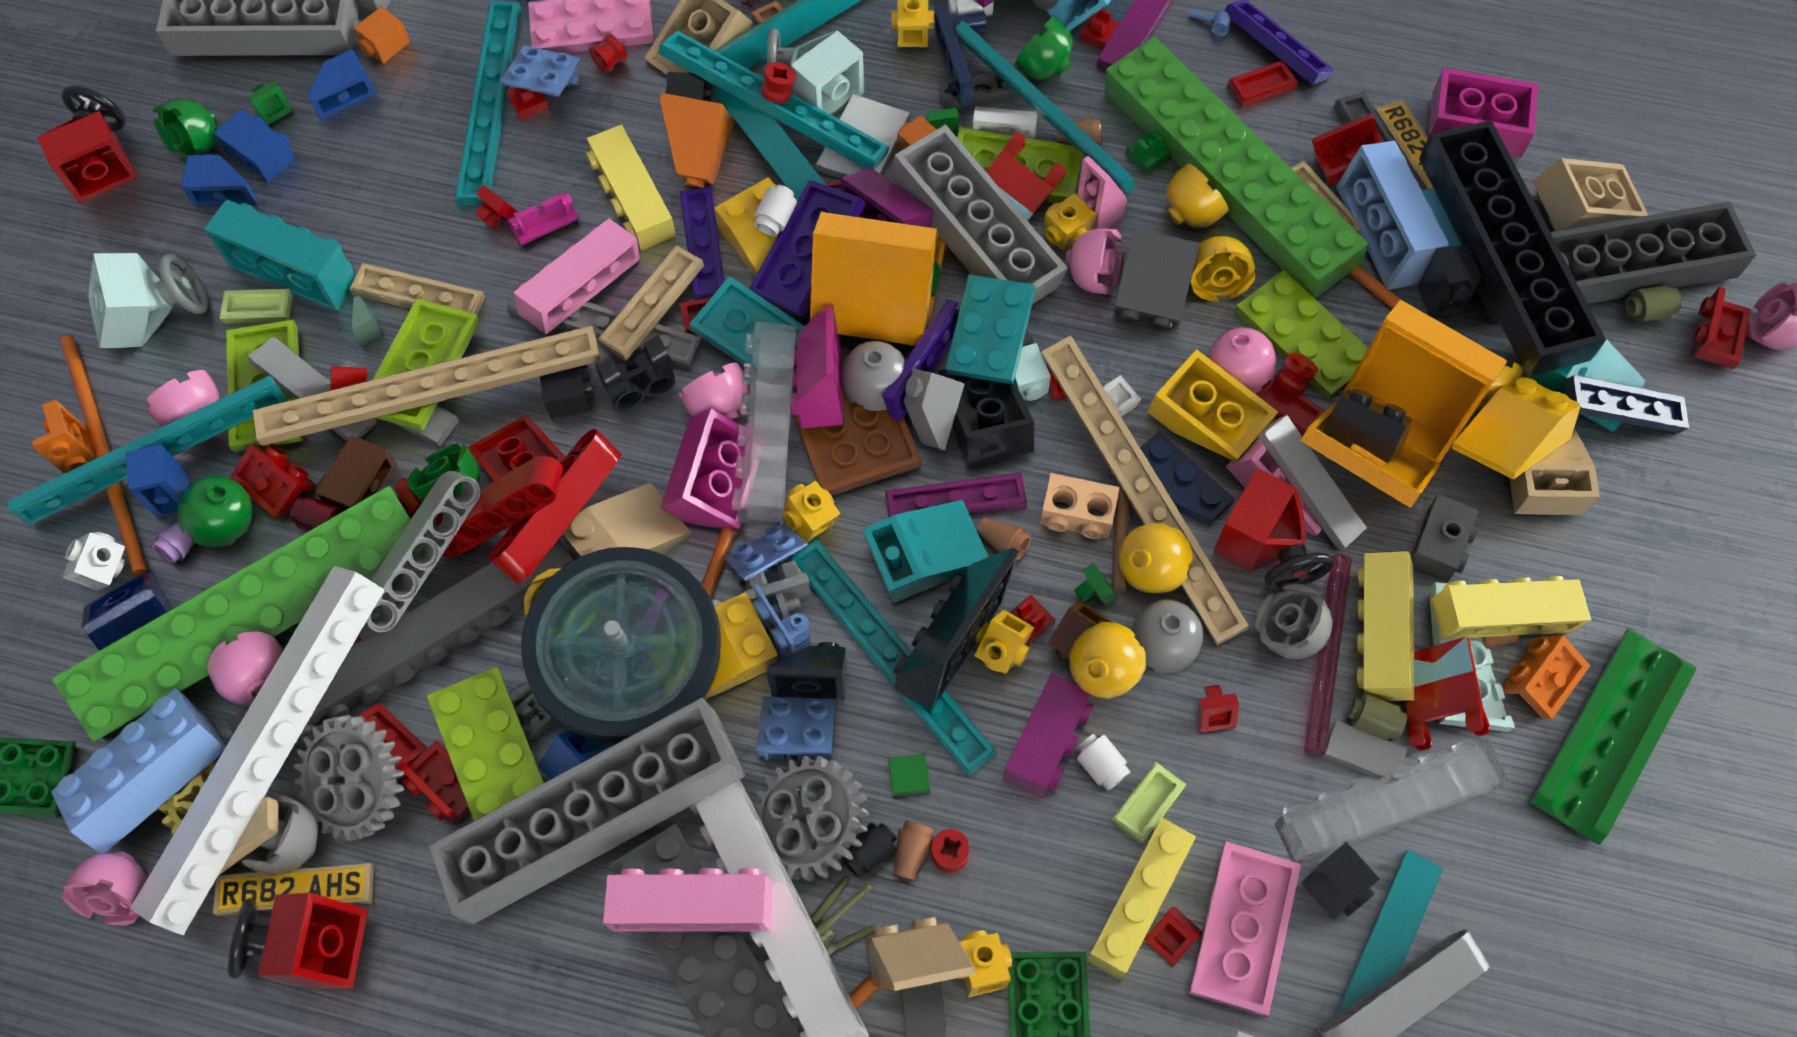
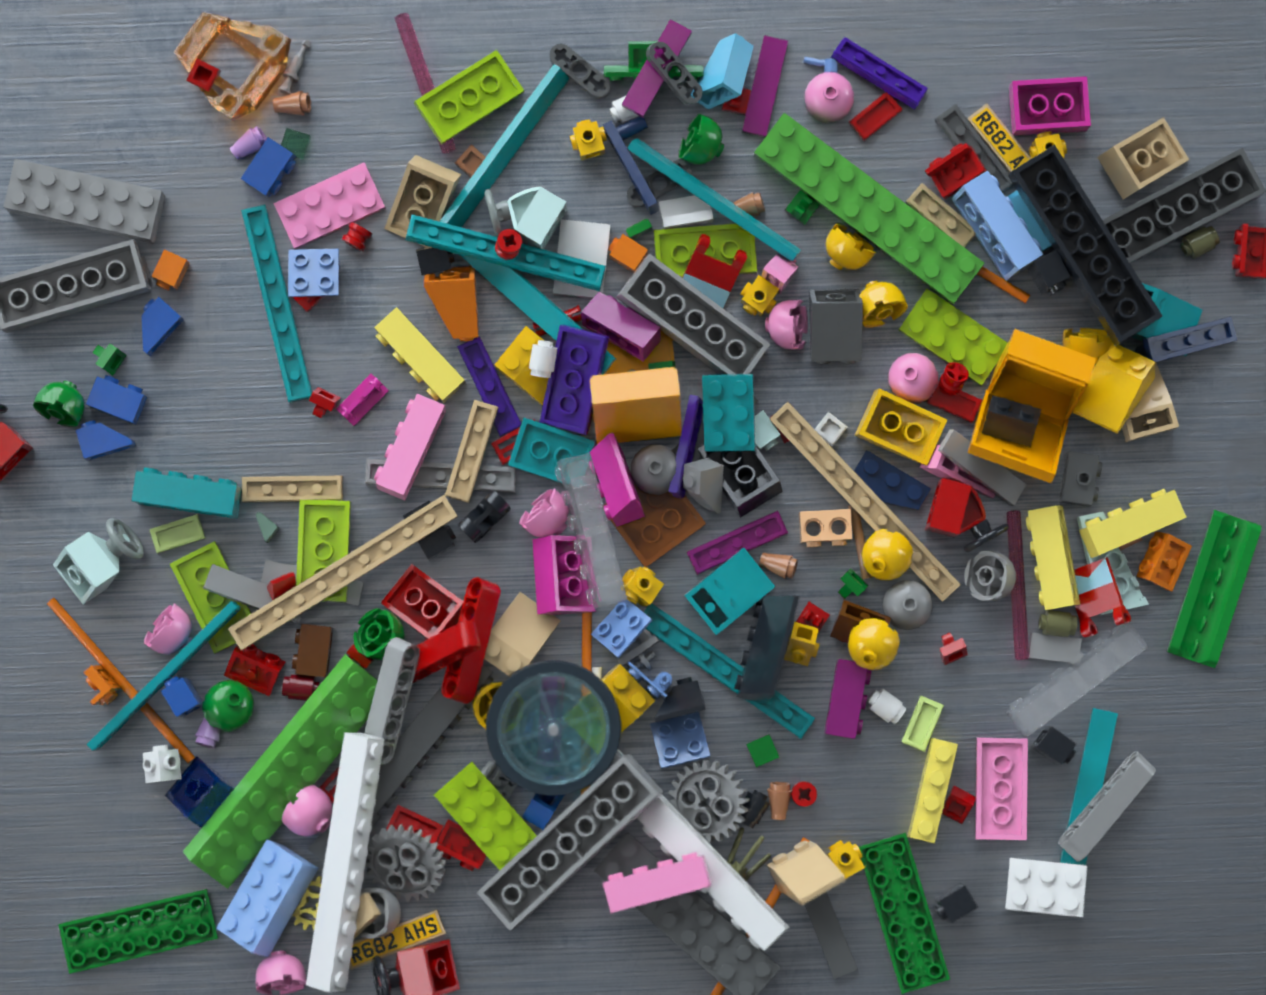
camera: 20 degrees left, 20 degrees up
(1212, 49) = (829, 97): none -> bright pink cylinder

